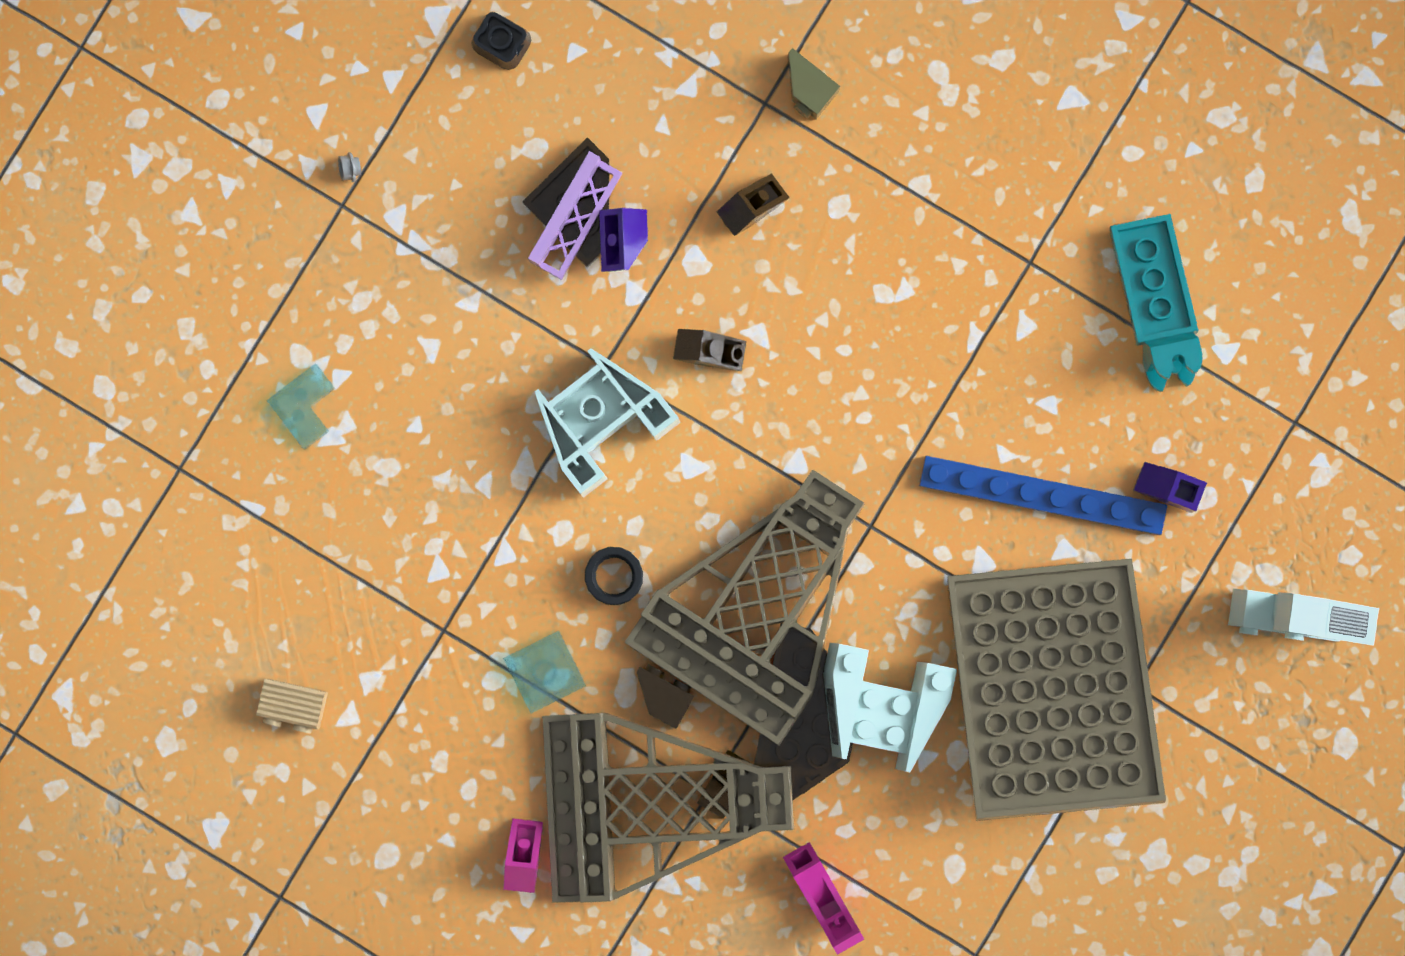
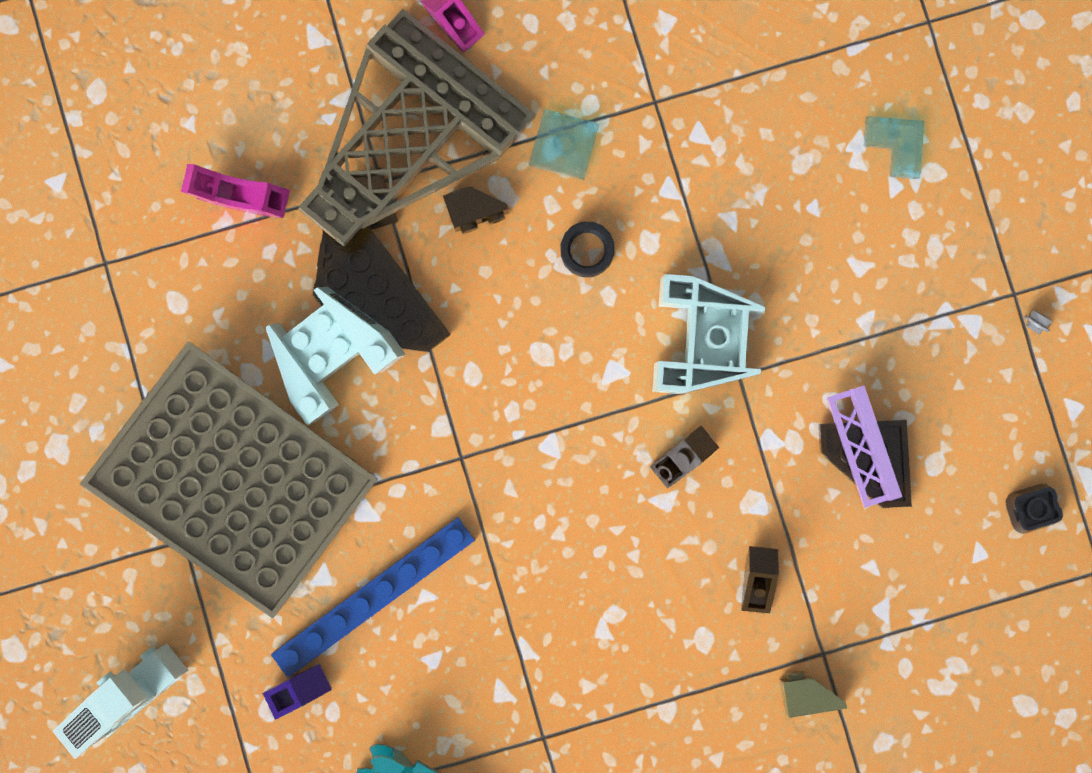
camera: 135 degrees right, 0 degrees up
(621, 237) = (819, 466): dark purple slope -> none
(720, 665) = (462, 264): dark tan wing -> none

